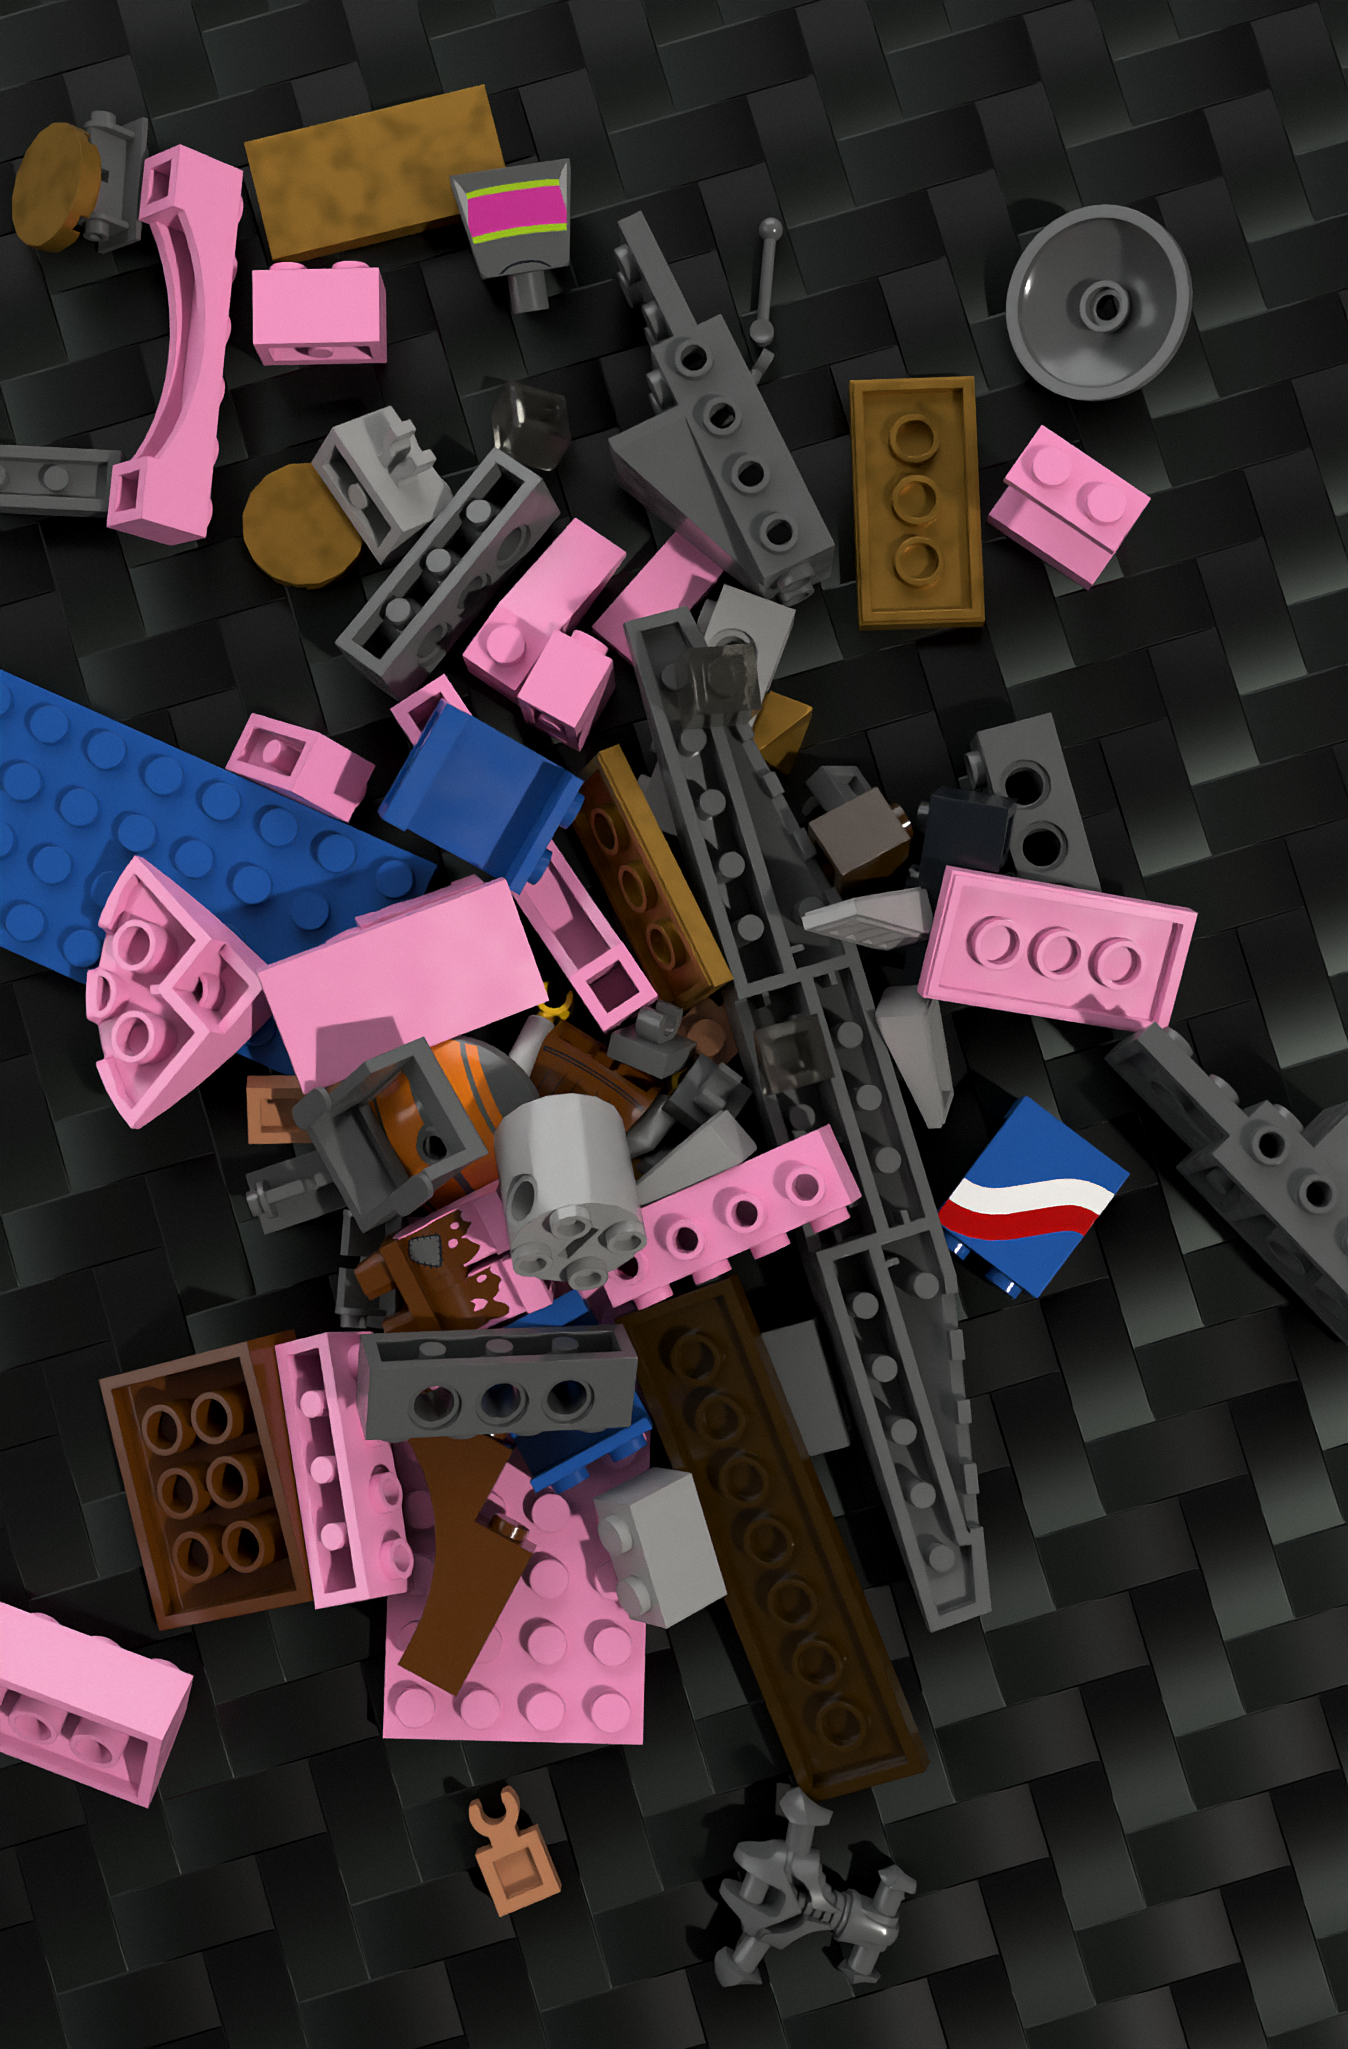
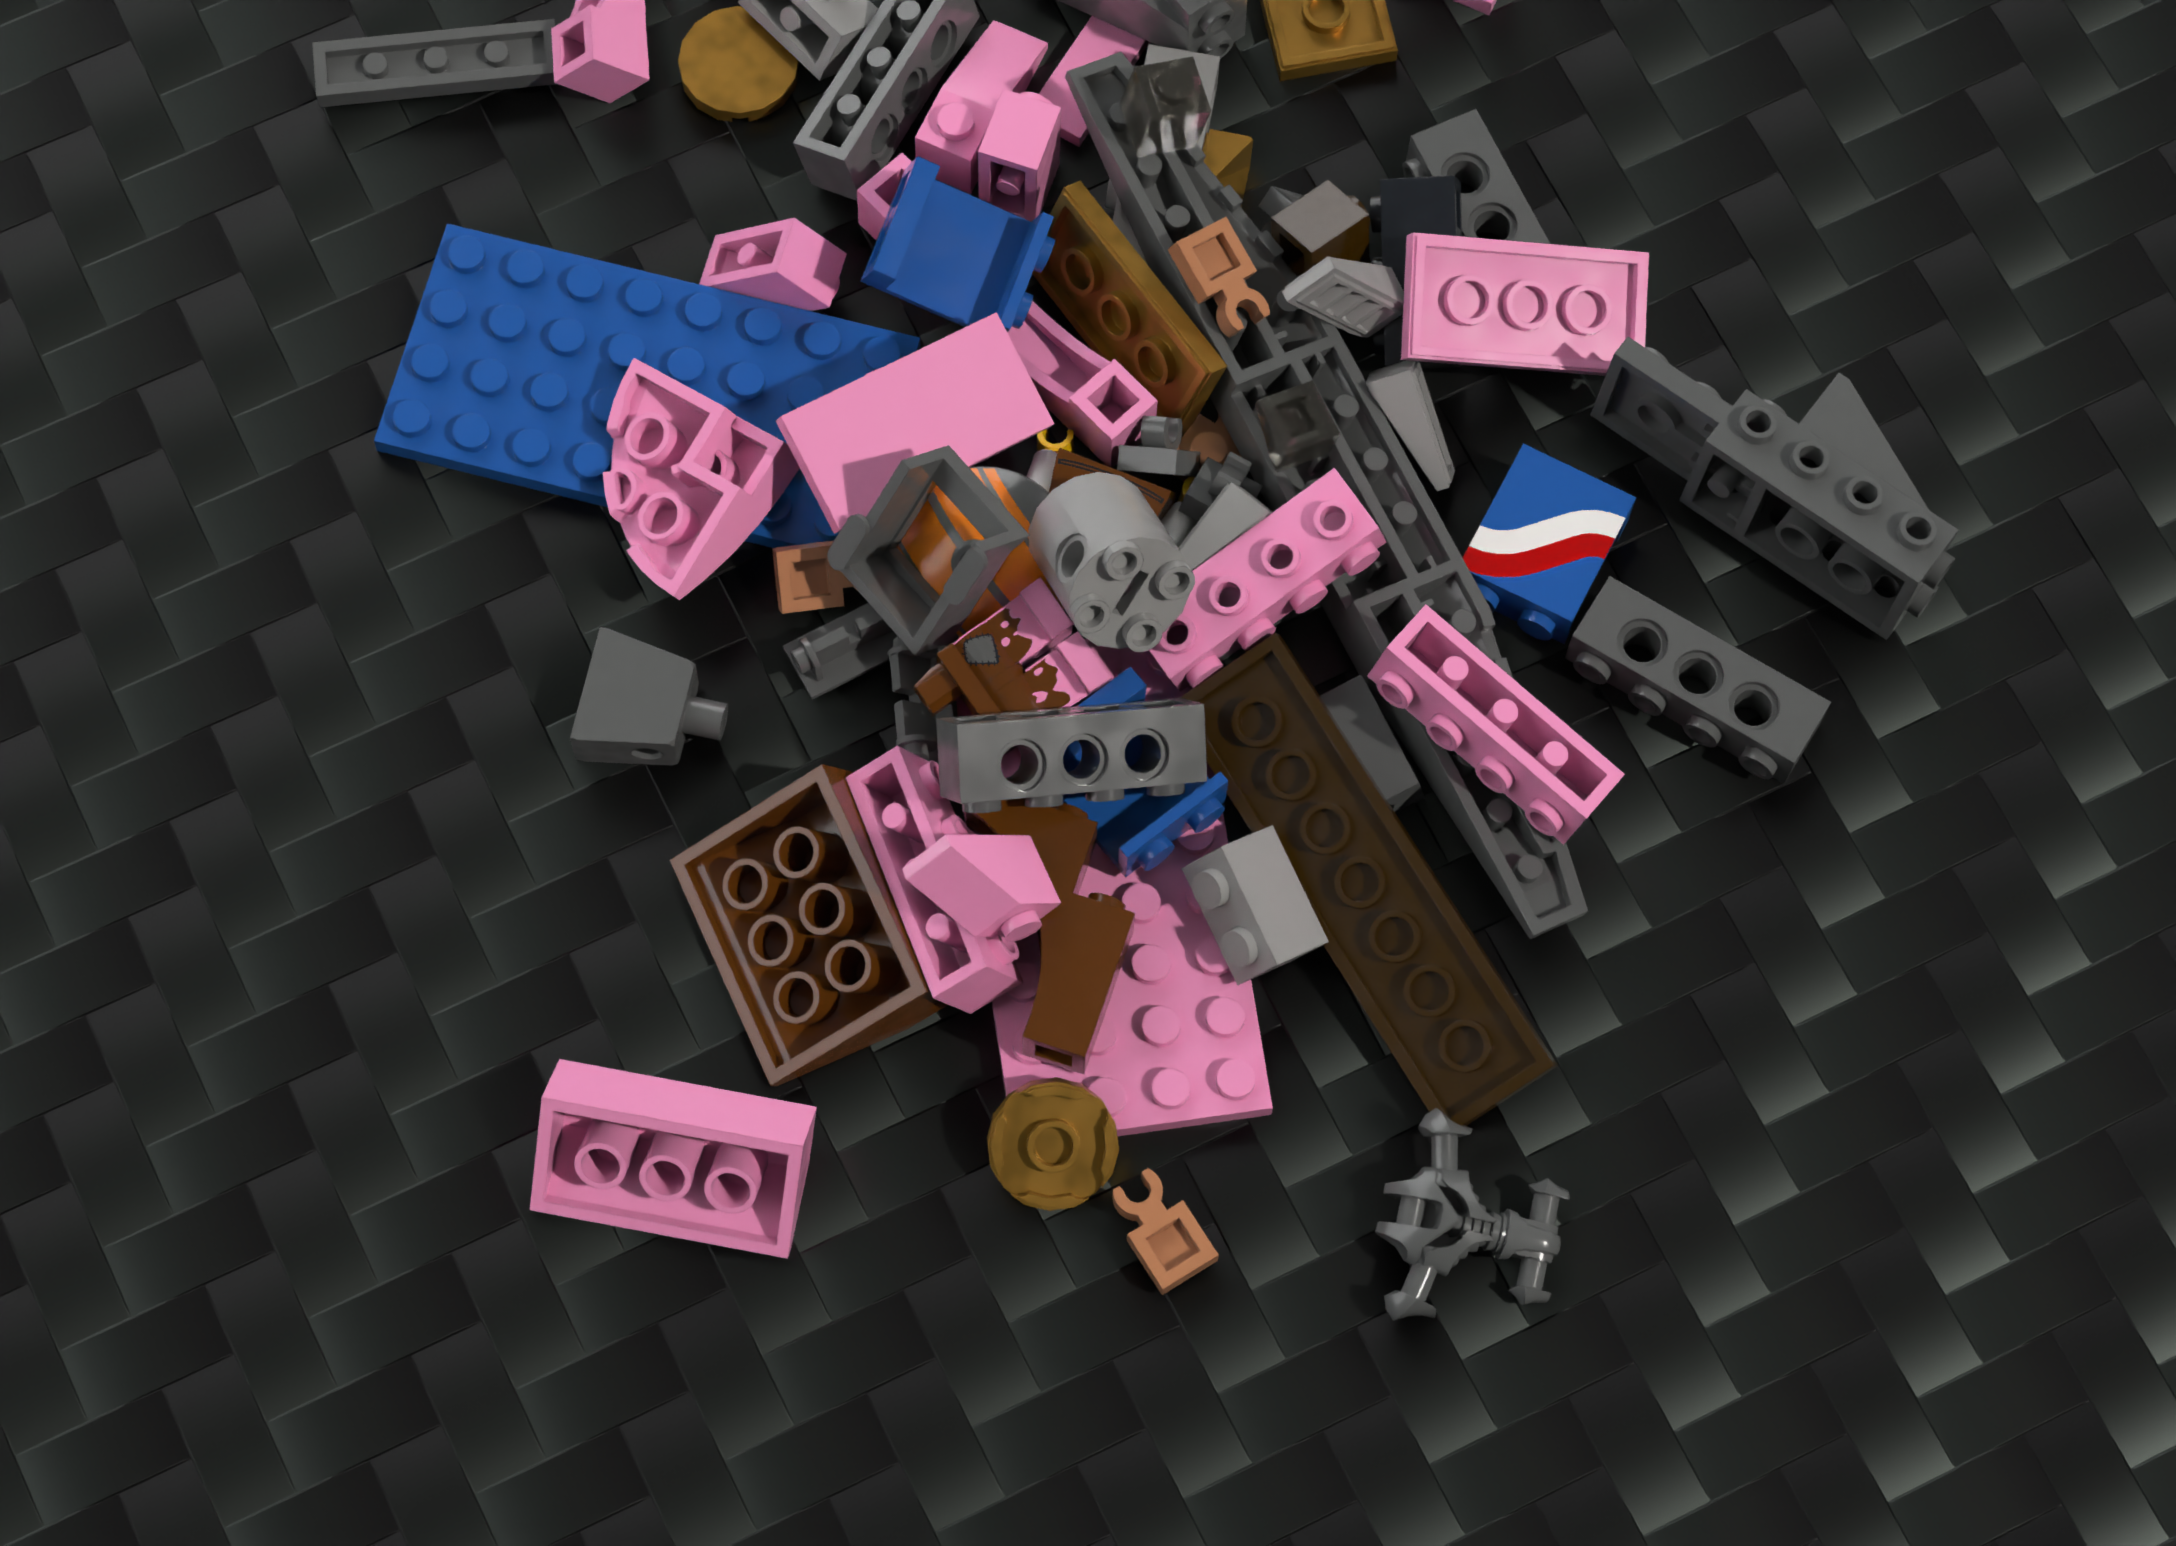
camera: 15 degrees left, 15 degrees down
(91, 1218) = (640, 705): none -> dark grey torso
(386, 1516) = (986, 883): none -> bright pink slope
(418, 1749) = (1052, 1143): none -> pearl gold tile
(738, 875) = (1216, 267): none -> nougat plate
(932, 1426) = (1494, 725): none -> bright pink brick
(1237, 1427) = (1683, 649): none -> dark grey brick

